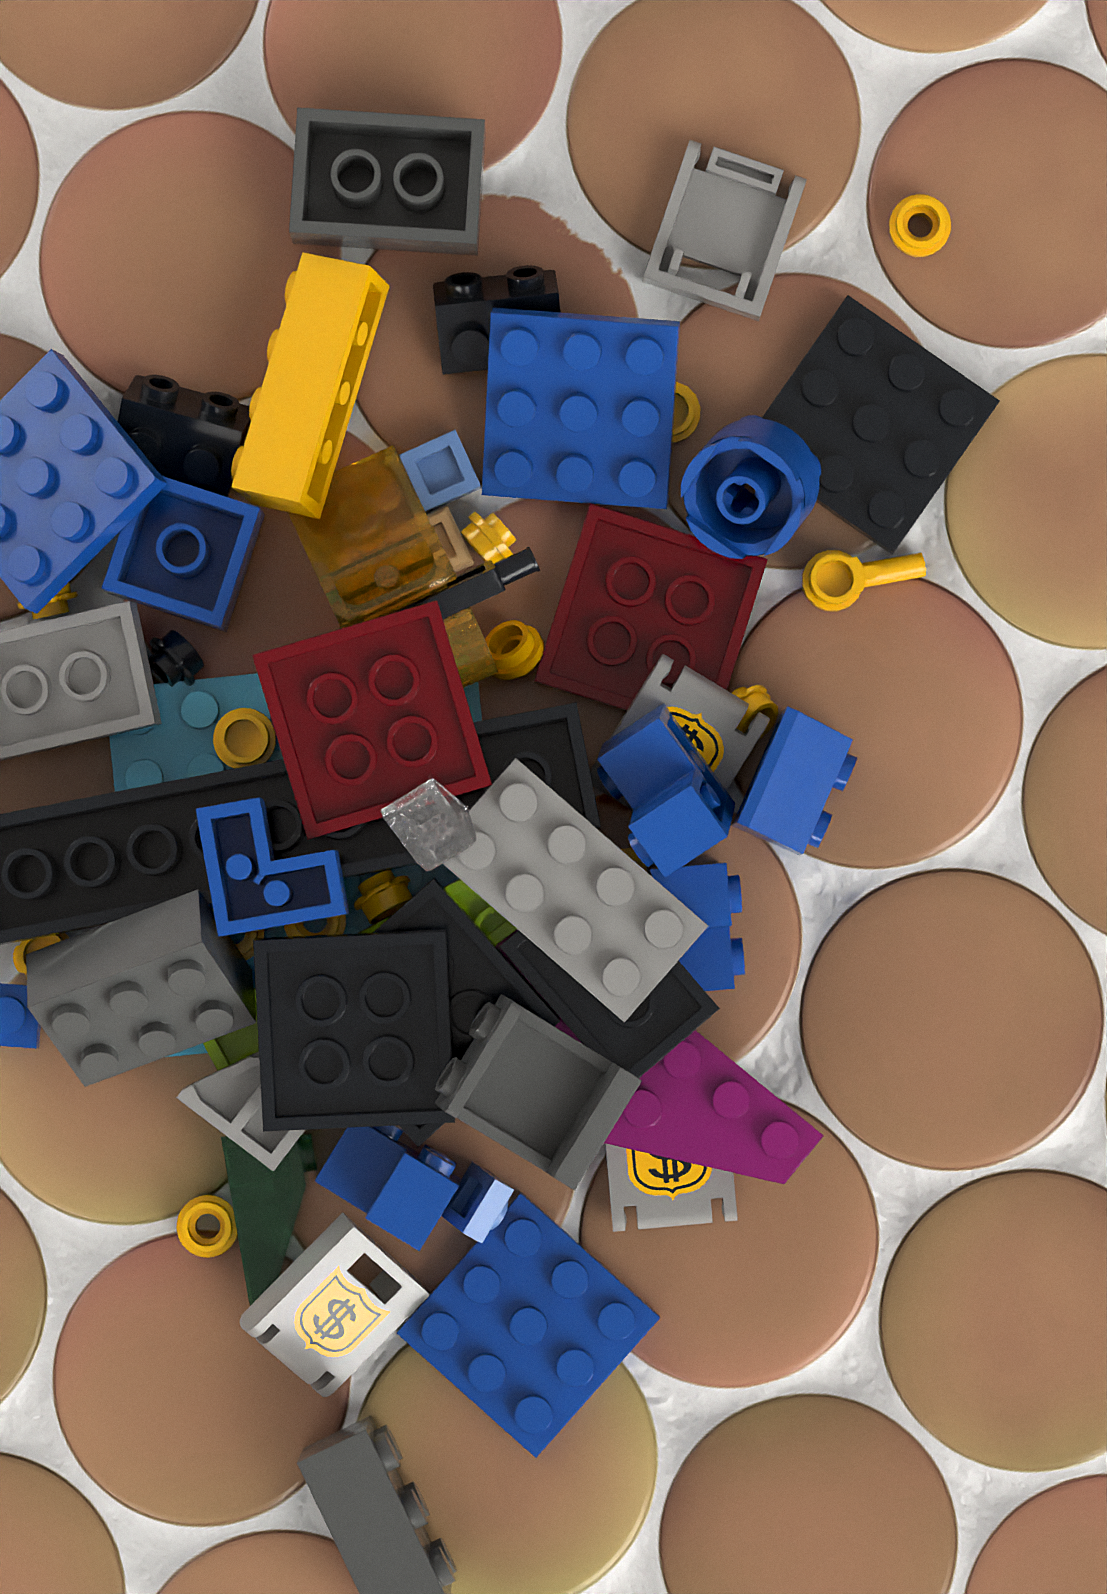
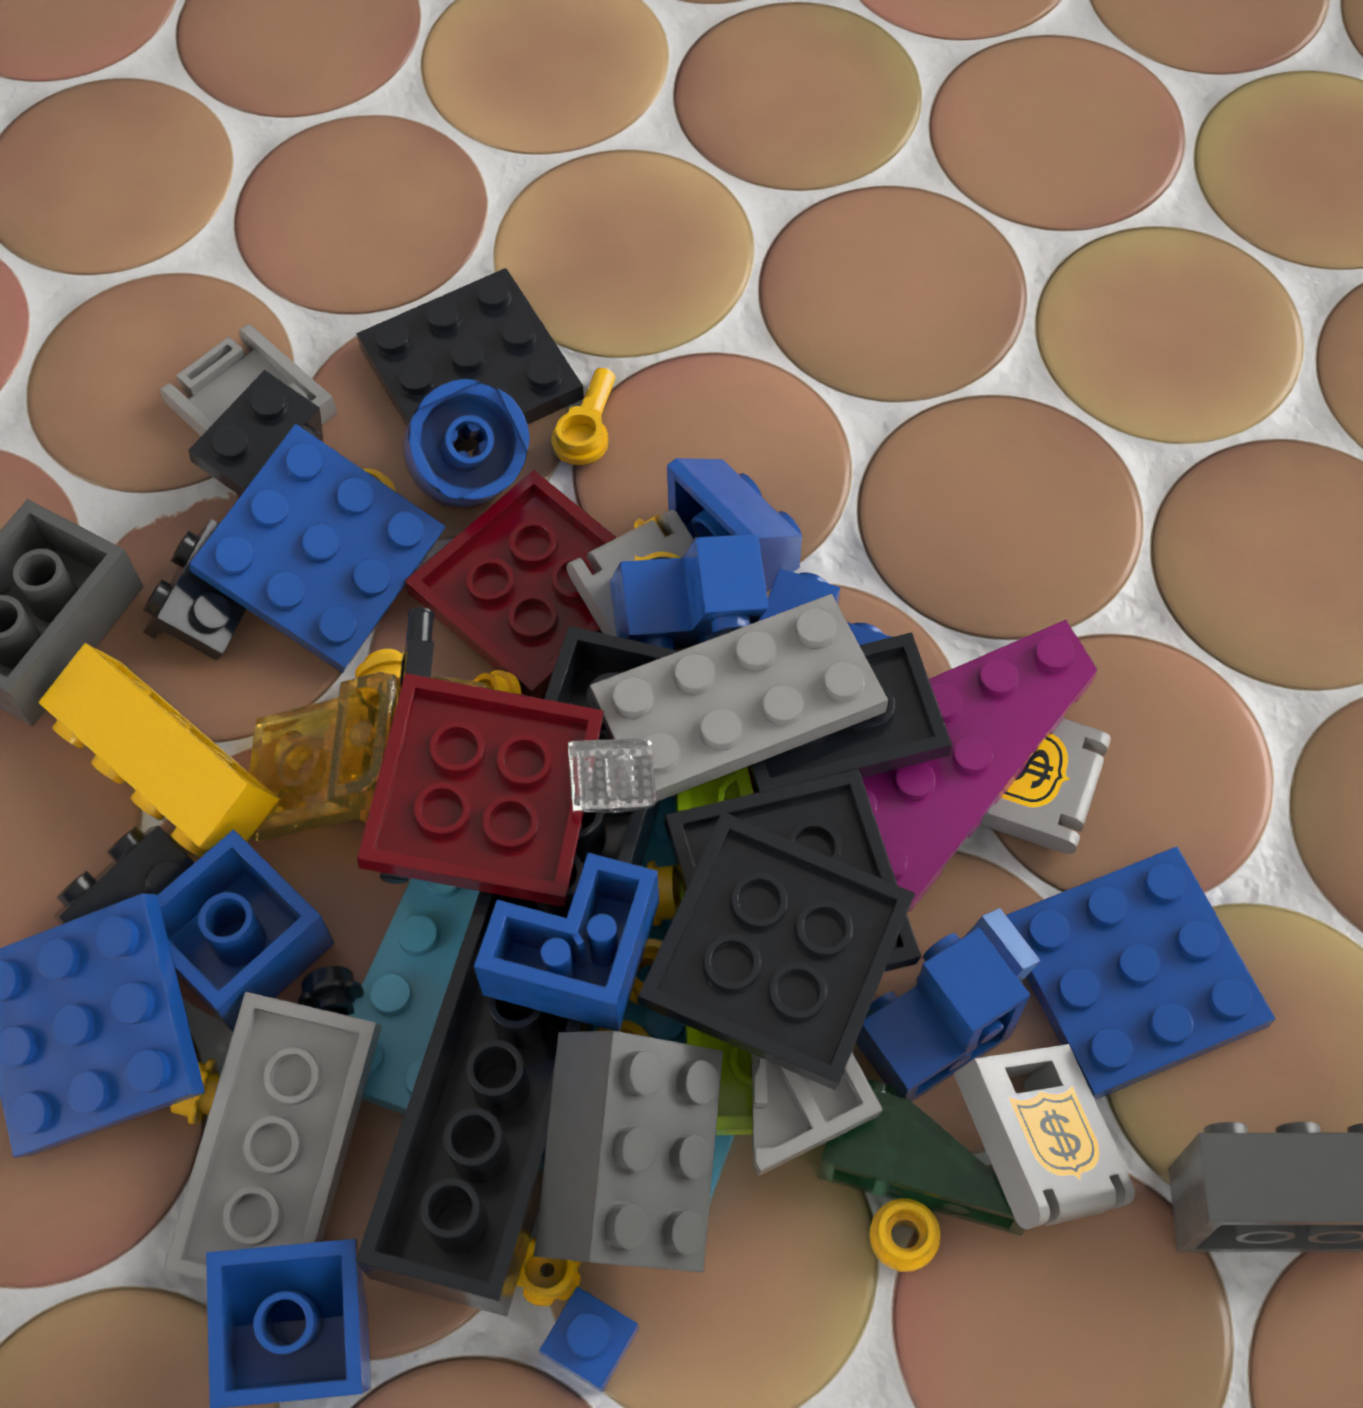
camera: 60 degrees left, 25 degrees down
(244, 738) = (434, 955): yellow plate -> none
(440, 471) = (302, 683): medium blue plate -> none
(535, 1090) = (922, 801): dark grey panel -> none
(670, 279) = (252, 430): none -> black bracket
(926, 207) = (335, 267): yellow plate -> none

